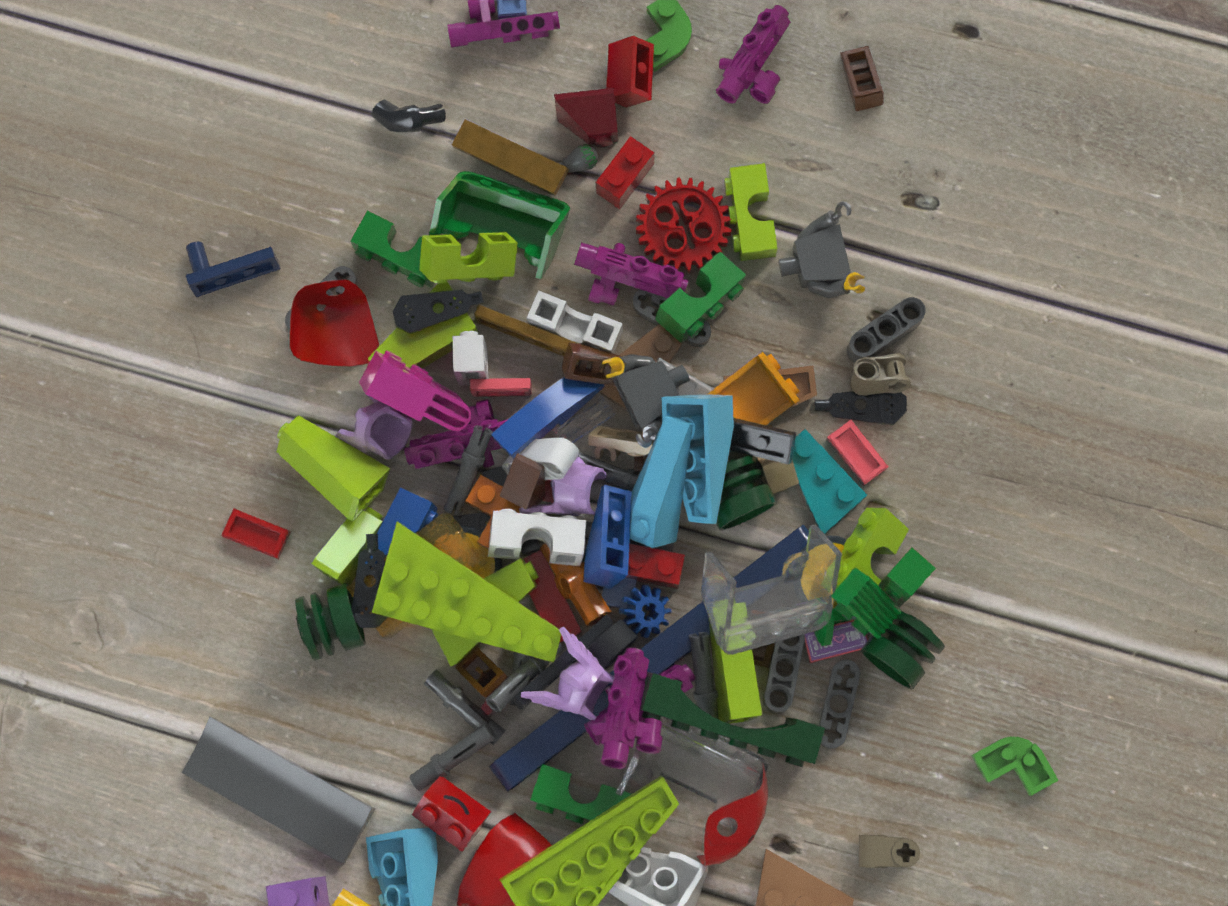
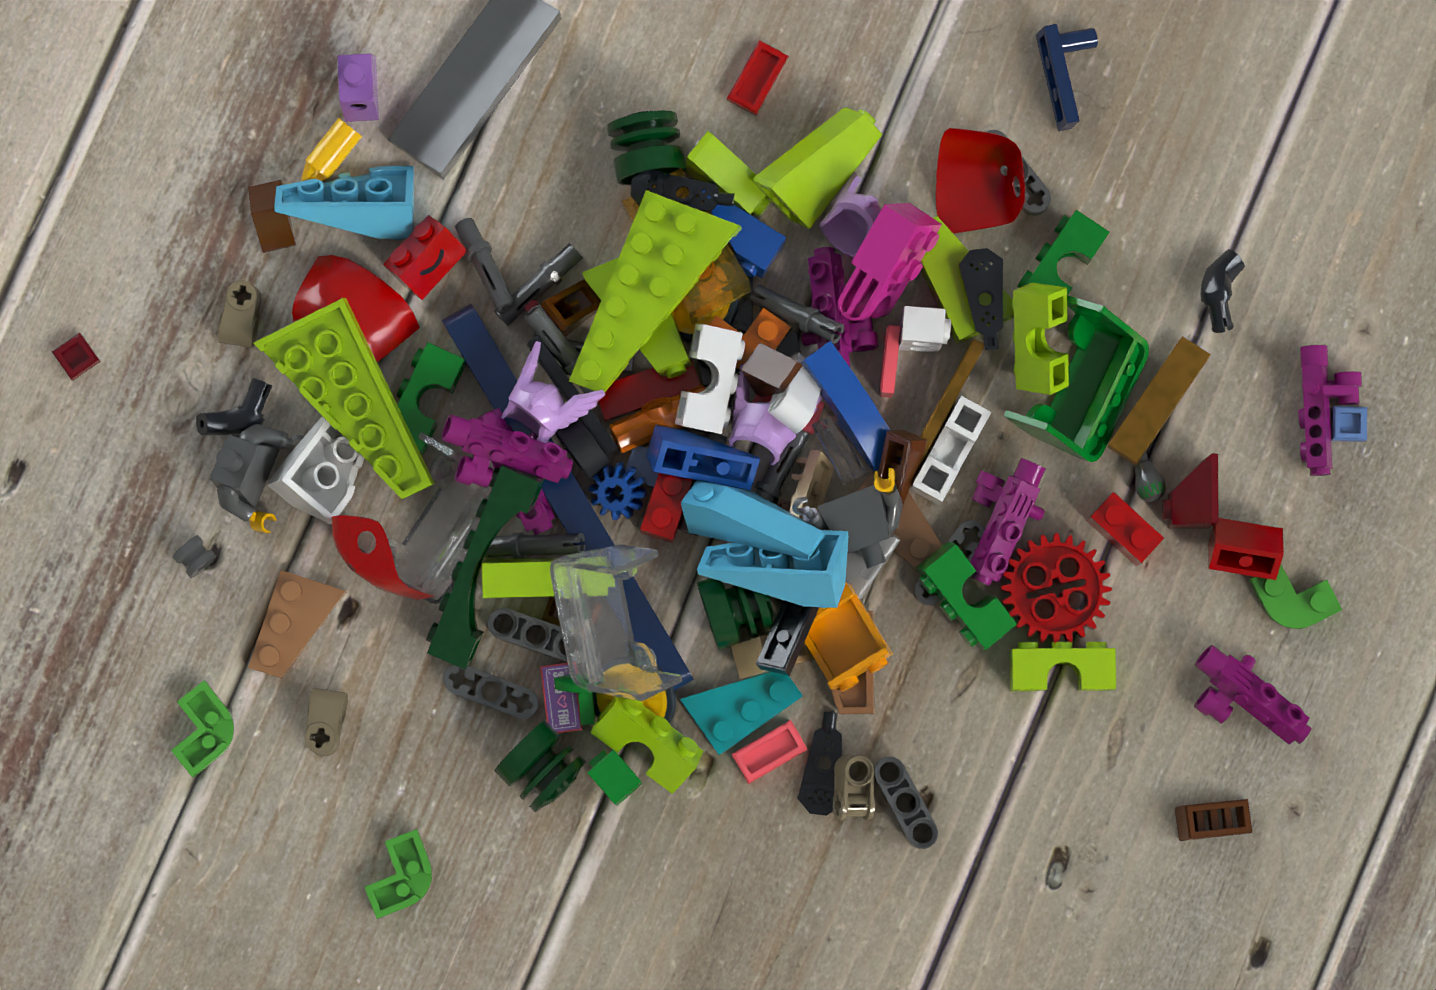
camera: 90 degrees right, 5 degrees up
(822, 257) = (998, 741): dark grey torso -> none
(865, 603) = (589, 726): green brick -> none

